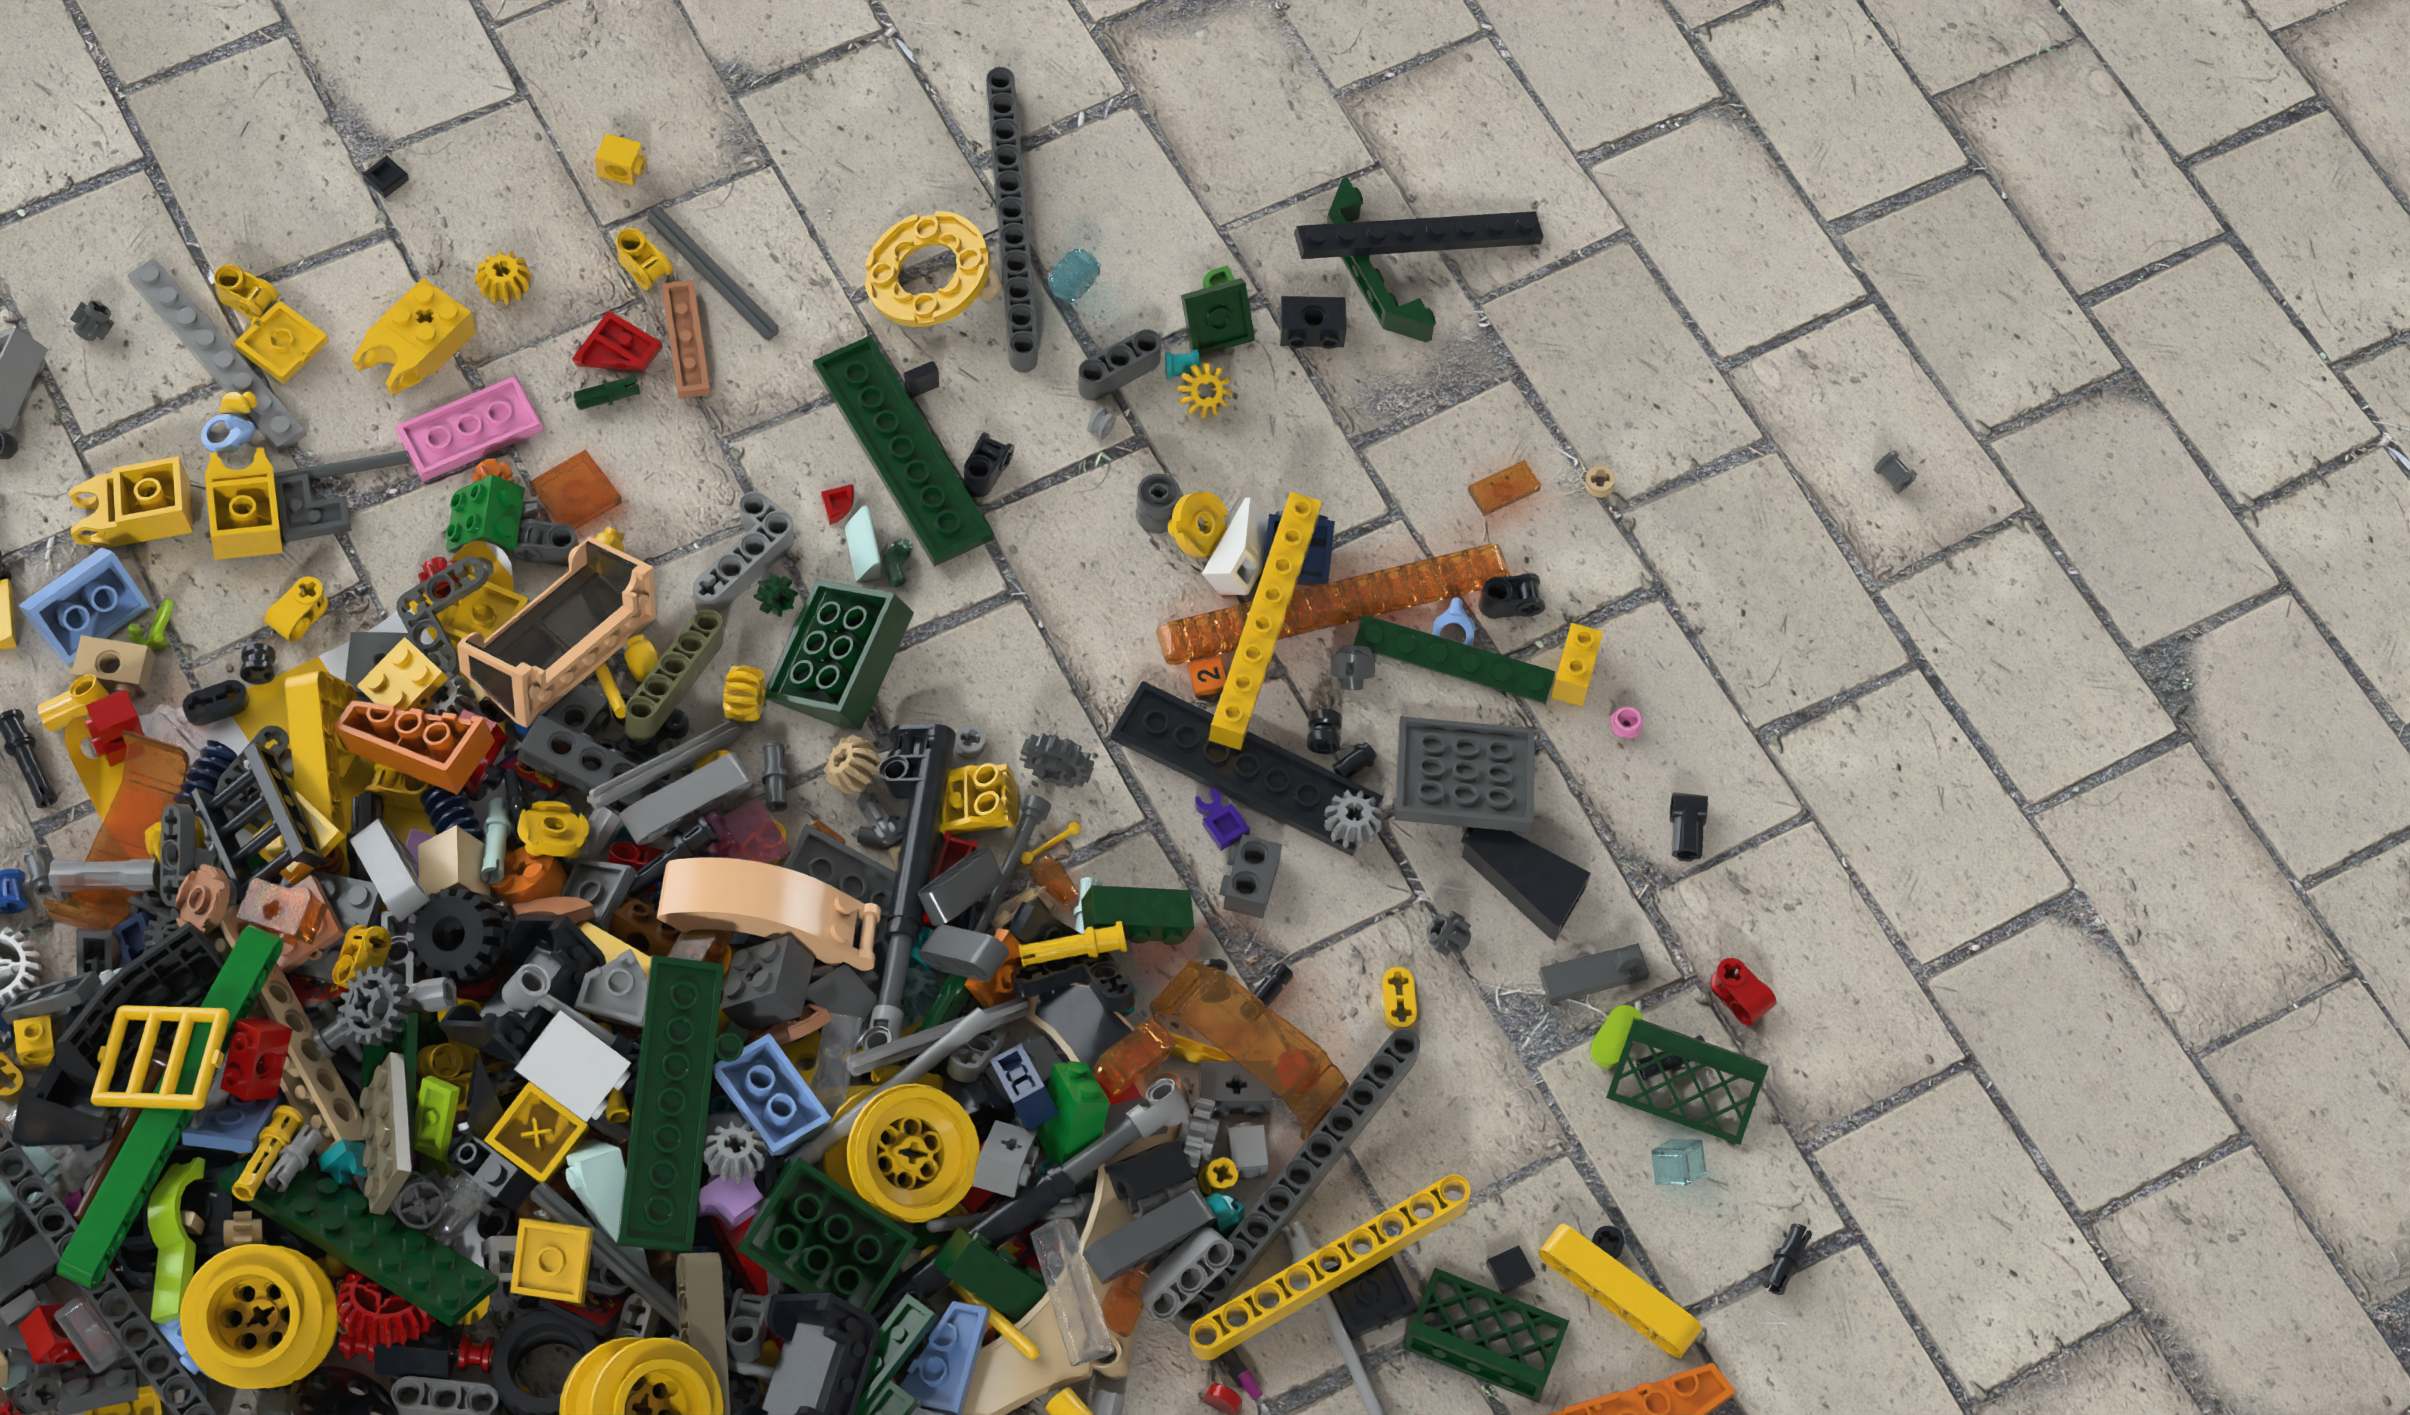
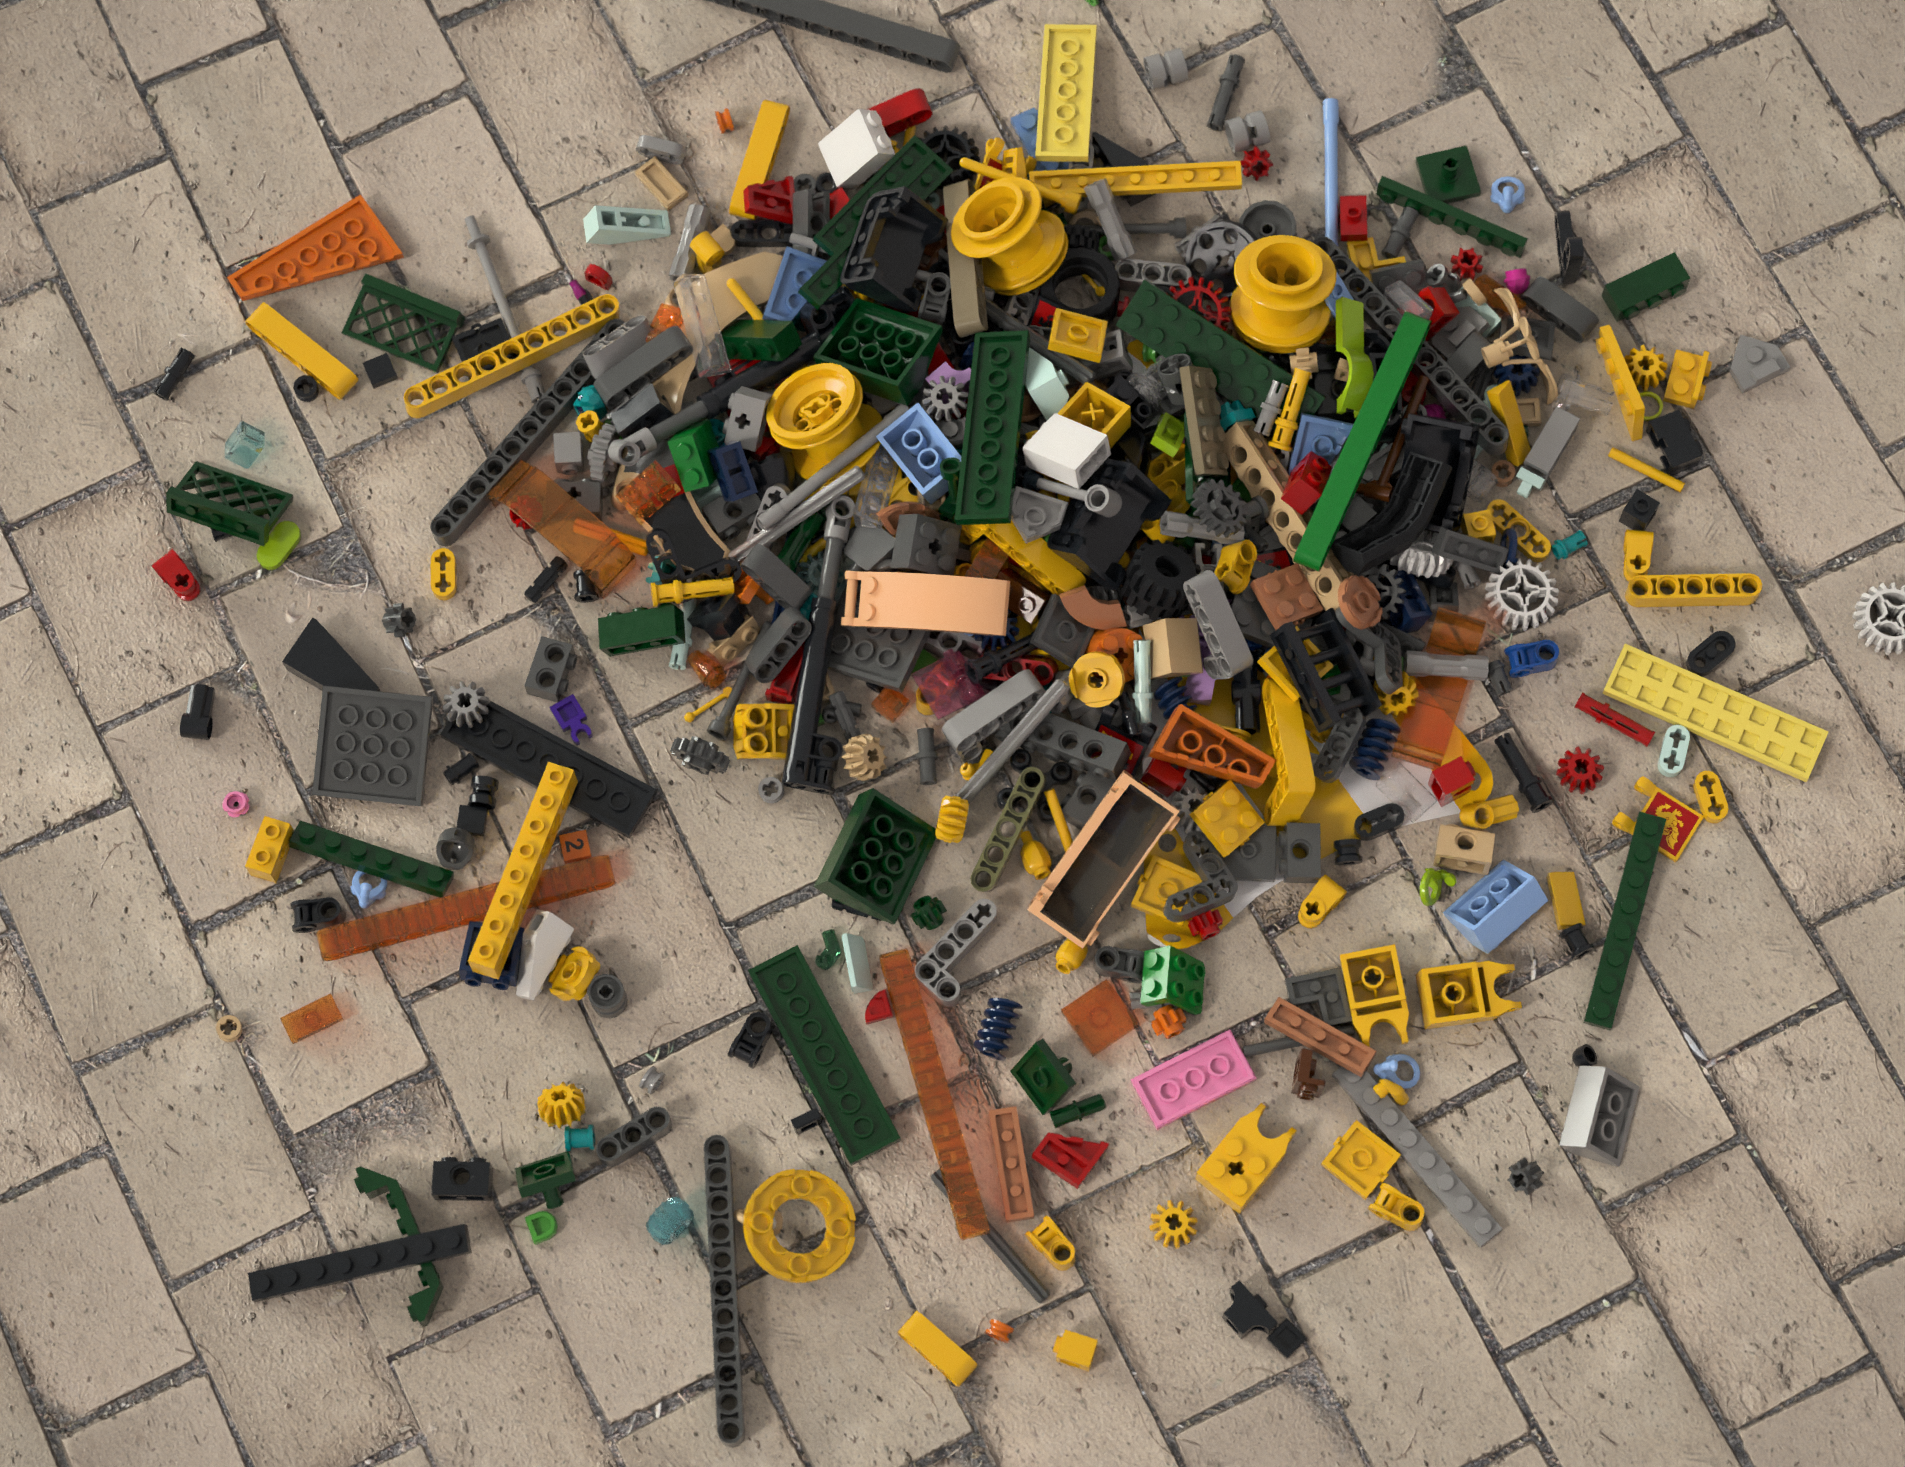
camera: 170 degrees left, 10 degrees up
(166, 1098) = (1355, 488): yellow bar -> none
(282, 911) = (1297, 589): clear orange brick -> none
(314, 457) = (1320, 1037): none -> nougat plate
(316, 642) = (1307, 838): none -> dark grey brick
(336, 411) = (1303, 1083): none -> reddish brown bracket
(425, 192) = (1248, 1312): none -> black brick
(642, 416) = (1043, 1076): none -> dark green tile
(695, 471) = (996, 1027): none -> dark blue piece
(705, 179) = (999, 1331): none -> orange bush
(774, 163) = (937, 1348): none -> yellow beam
(774, 405) = (934, 1095): none -> clear orange beam
(1340, 701) = (472, 819): none -> black tile
(1593, 973) = (289, 596): dark grey hinge -> none

